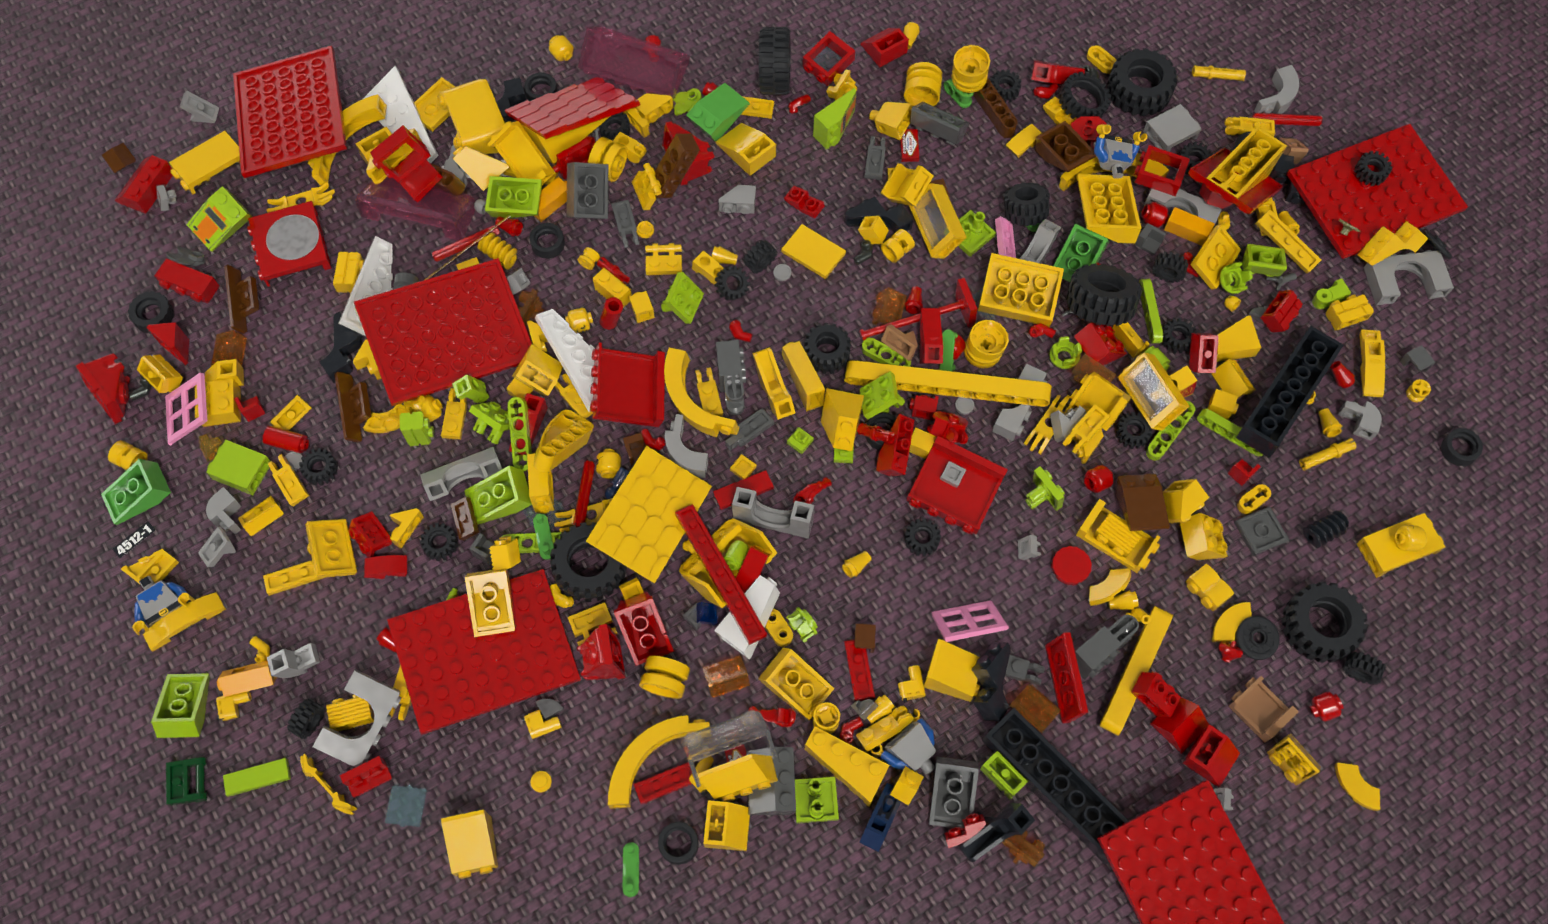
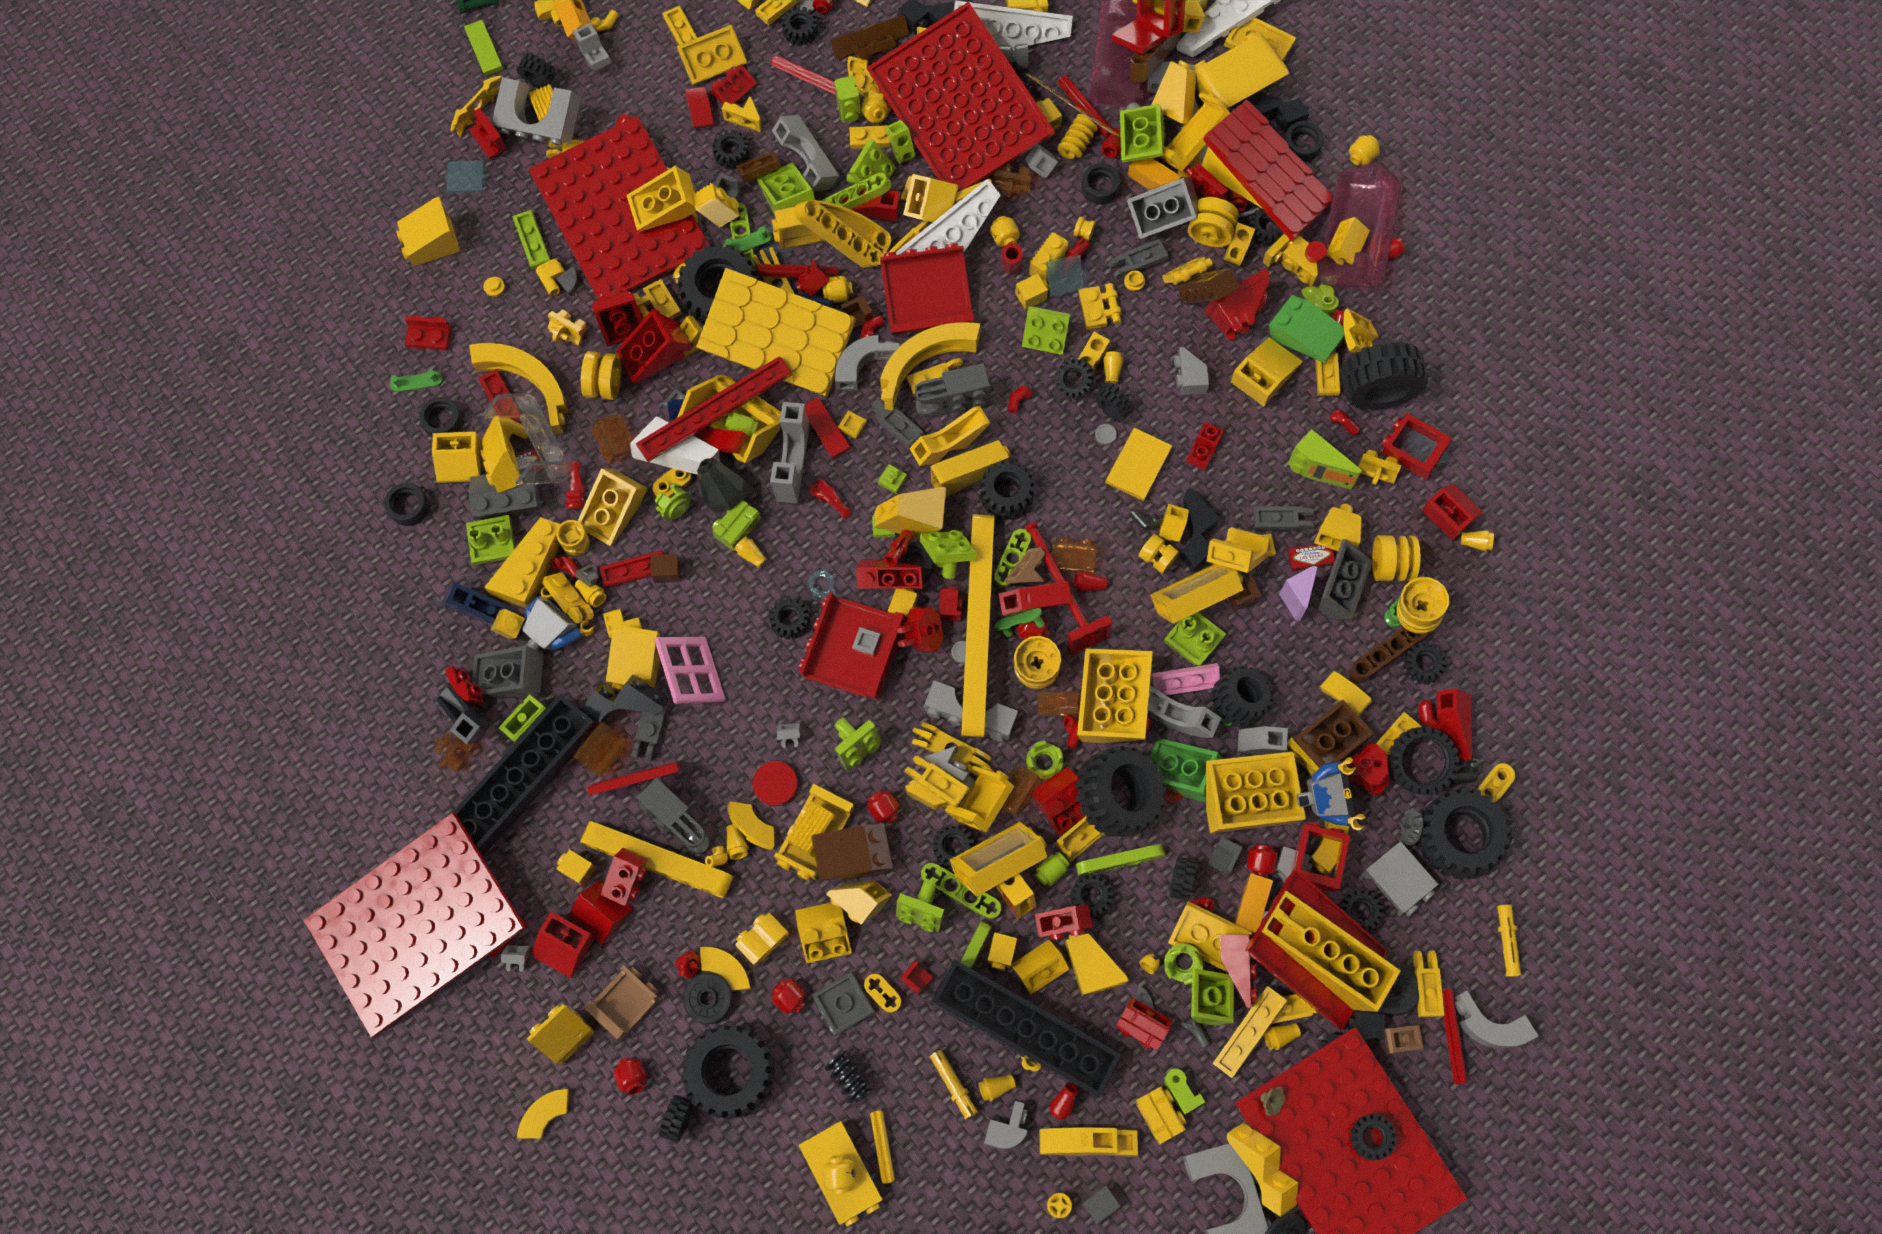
camera: 85 degrees right, 5 degrees up
(373, 467) = (803, 73): none -> axle
(494, 741) = (531, 239): none -> lime tile
(581, 853) = (427, 333): none -> red bracket
(597, 479) = (812, 278): none -> red brick
(603, 713) = (564, 329): none -> yellow hips
(633, 277) = (1065, 275): none -> clear light blue piece
(644, 70) = (1347, 241): none -> yellow hinge
(651, 92) = (1315, 252): none -> red tile
(724, 76) = (1358, 331): none -> yellow slope
(767, 865) = (400, 490): none -> black tyre
(797, 577) = (720, 485): none -> pearl dark grey cone
(828, 573) = (736, 524): none -> lime brick
(901, 513) = (816, 594): none -> clear light blue piece
(944, 151) = (1297, 592): none -> lavender slope
(1019, 336) = (1057, 703): none -> clear orange hips
(1061, 197) = (1262, 740): none -> light grey slope
(1131, 108) = (1411, 826): none -> dark grey gear
(1142, 740) = (575, 867): none -> yellow brick
(1189, 455) = (920, 909): none -> lime plate
(1238, 233) = (1240, 965): none -> slope
(1258, 571) = (788, 996): none -> red head
(1377, 513) = (882, 1147): none -> yellow axle

